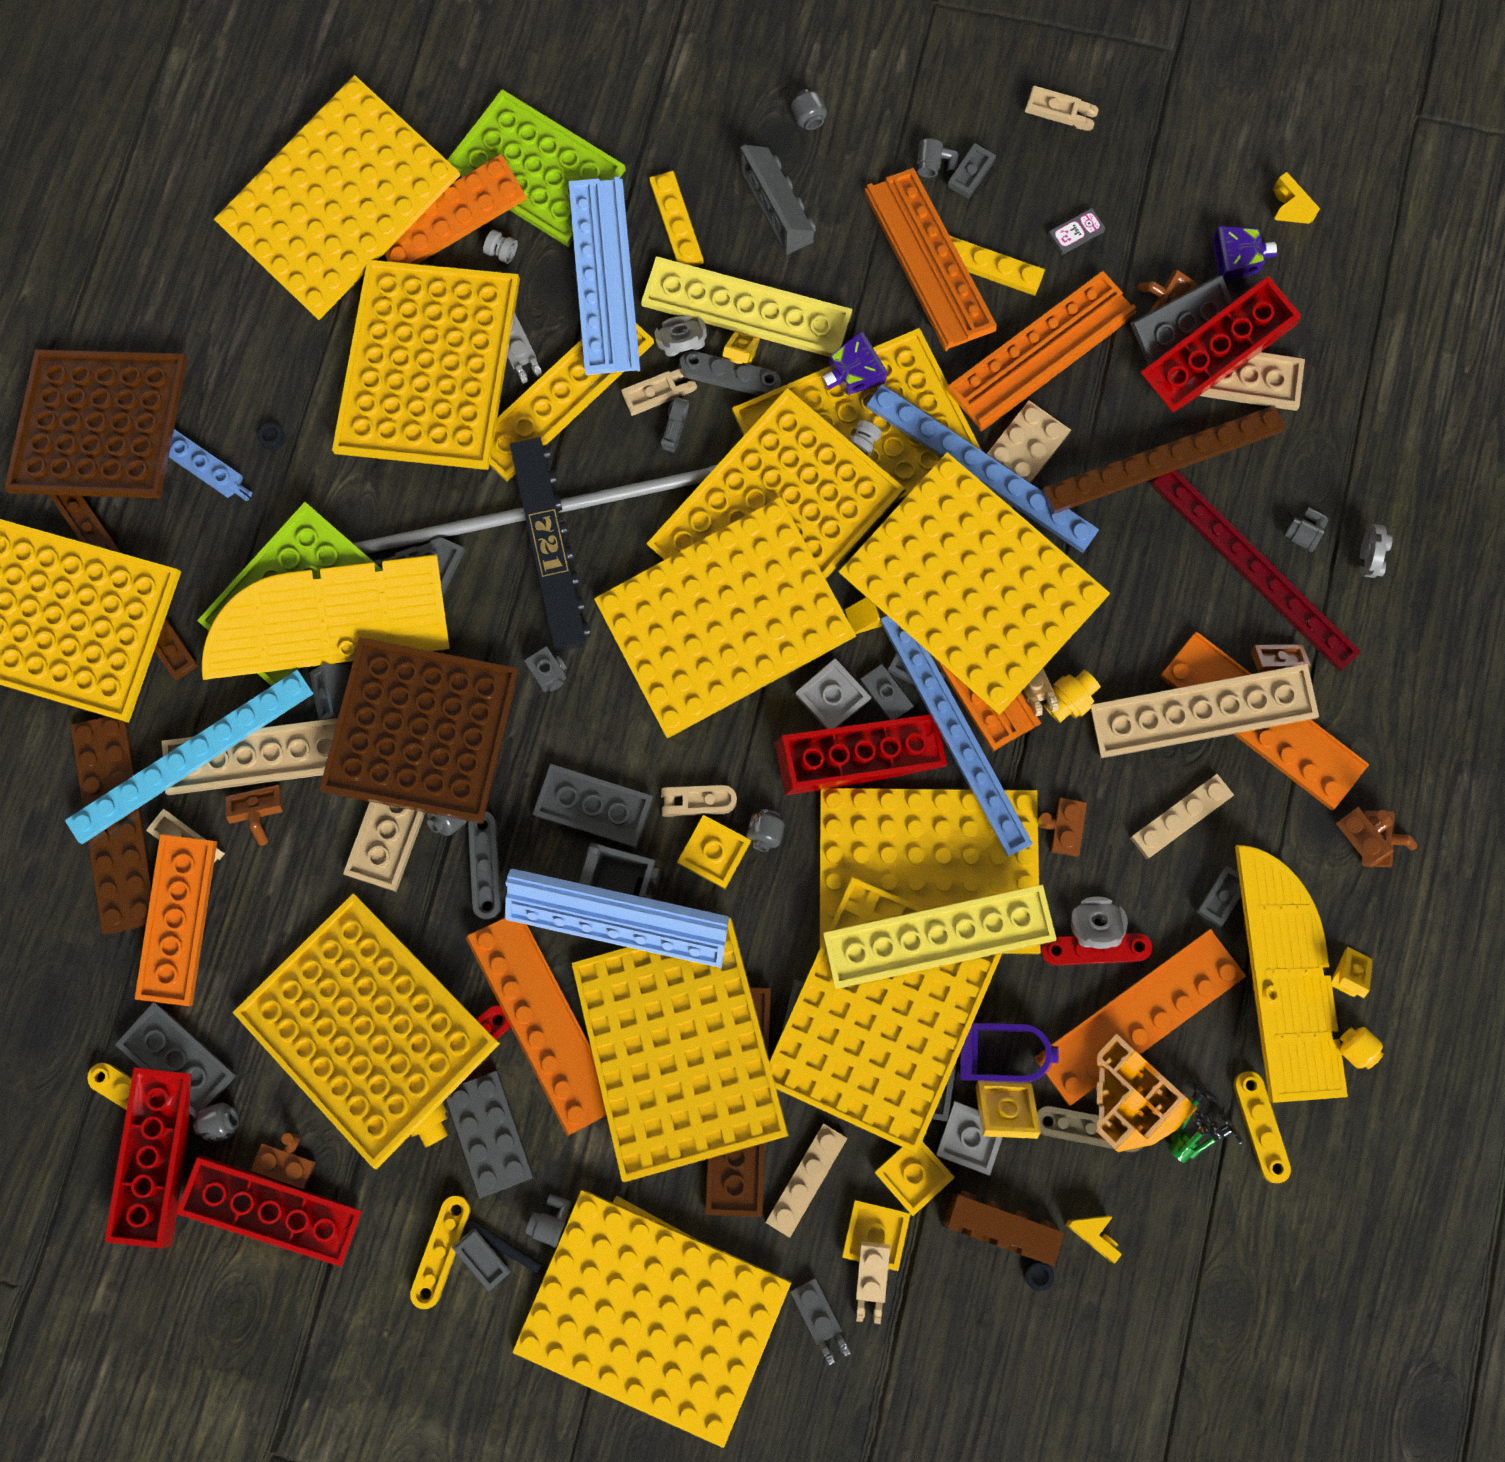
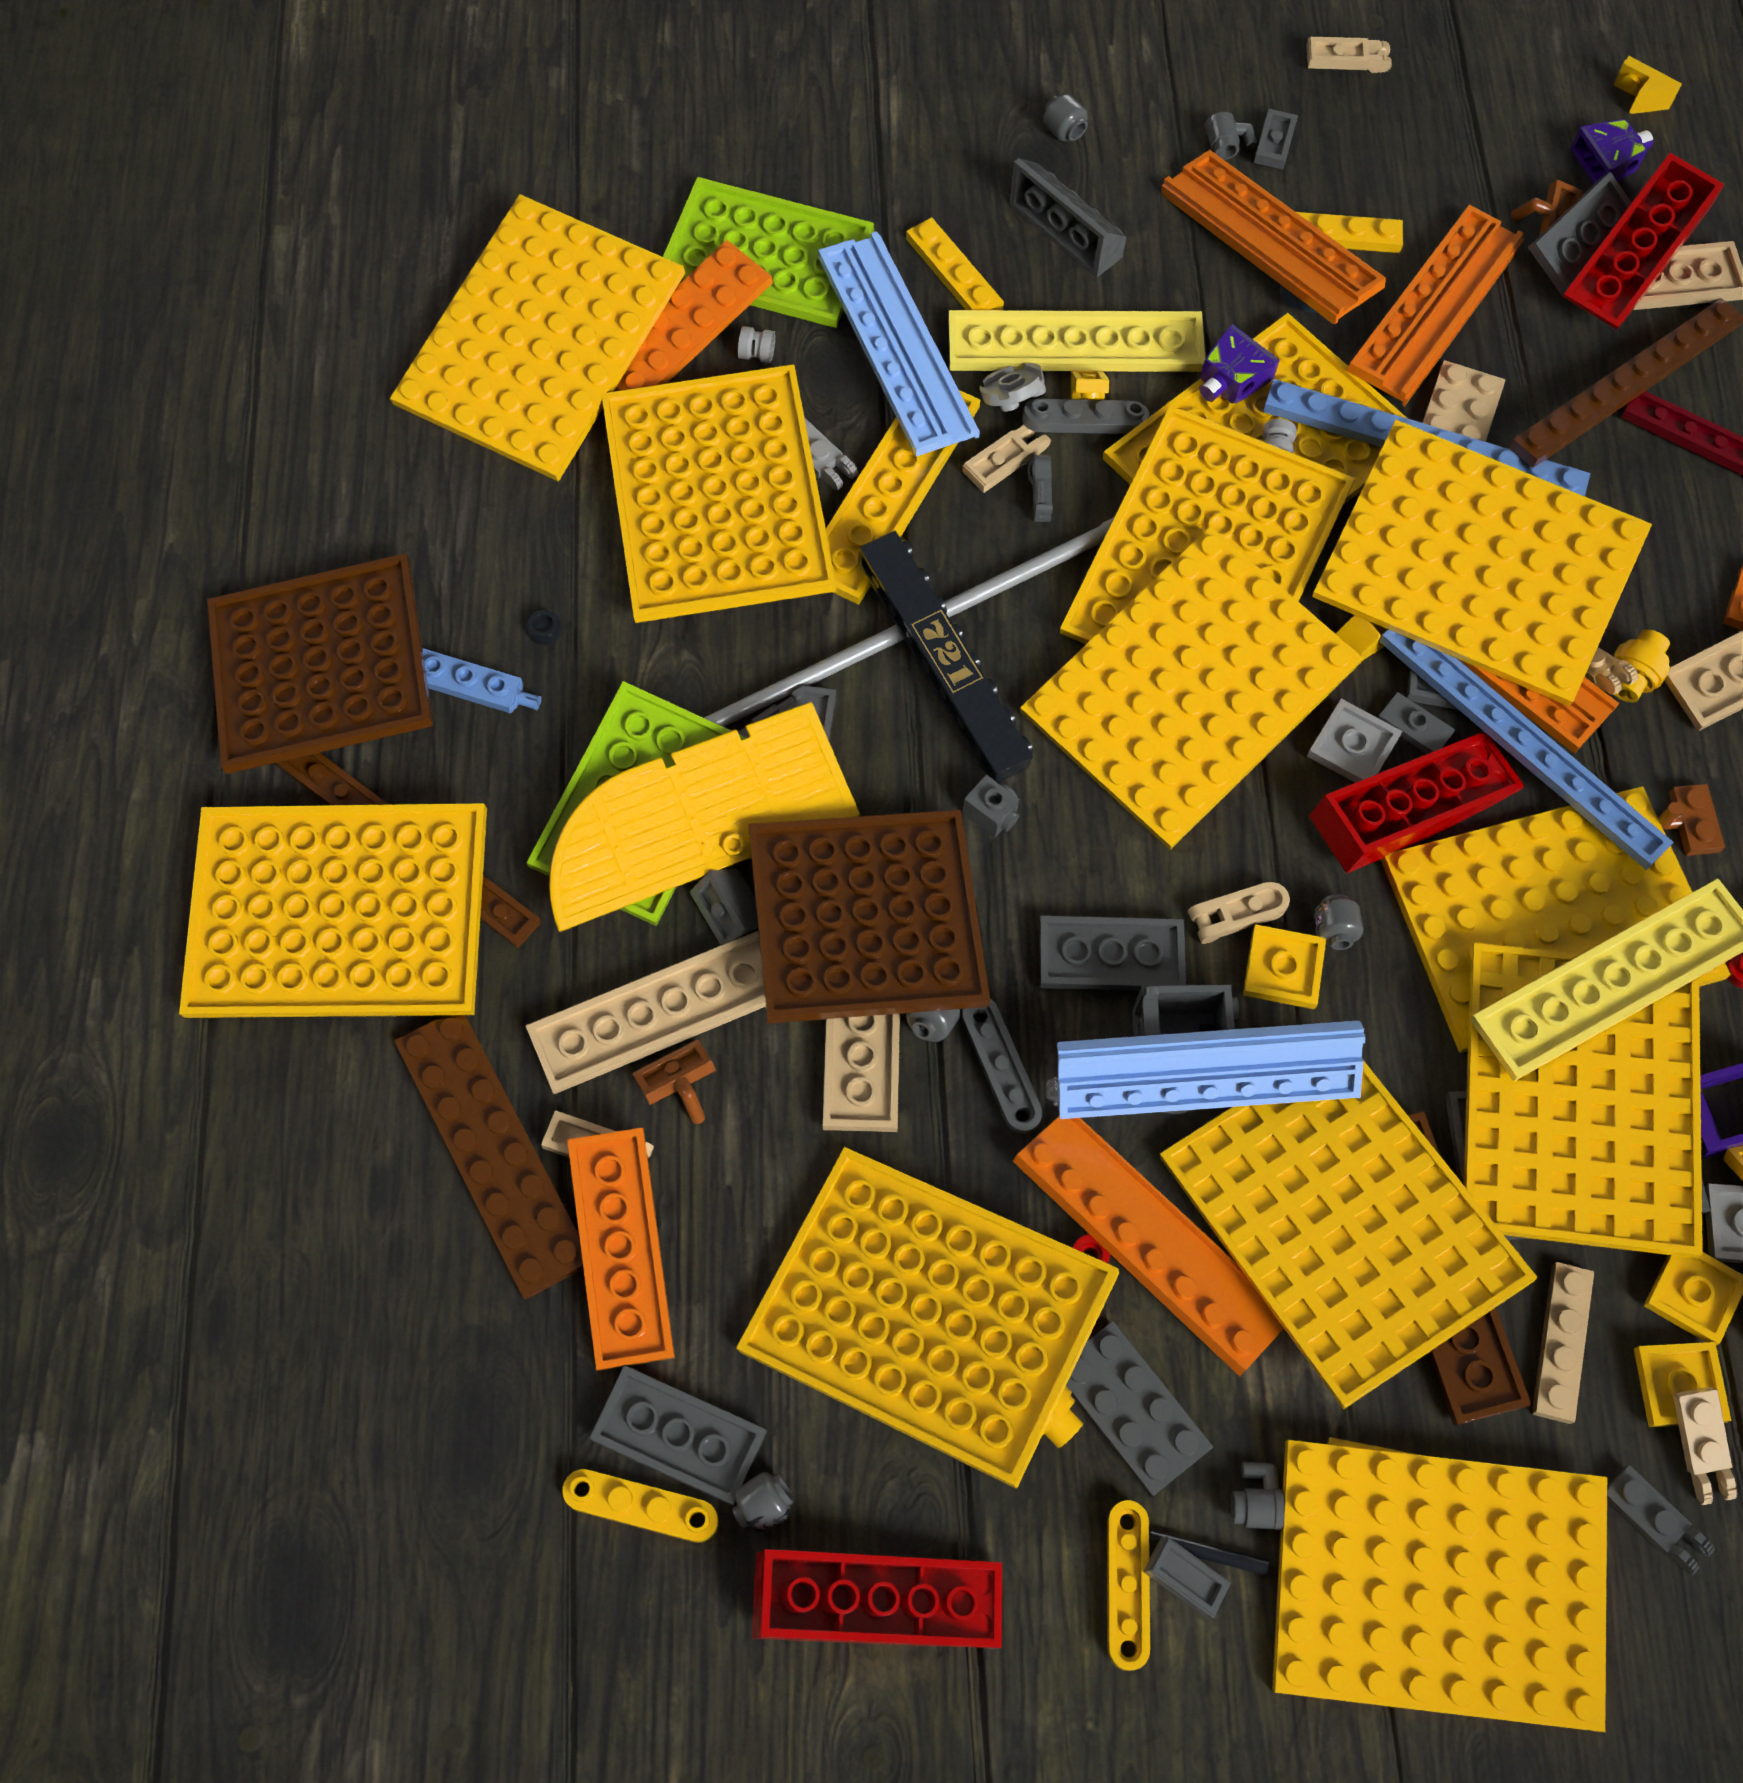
camera: 20 degrees left, 10 degrees down
(150, 1160) = (693, 1576): red slope -> none
(189, 757) = (568, 1037): medium azure plate -> none
(284, 1164) = (871, 1531): dark orange plate -> none
(1076, 231) = (1419, 174): tile -> none

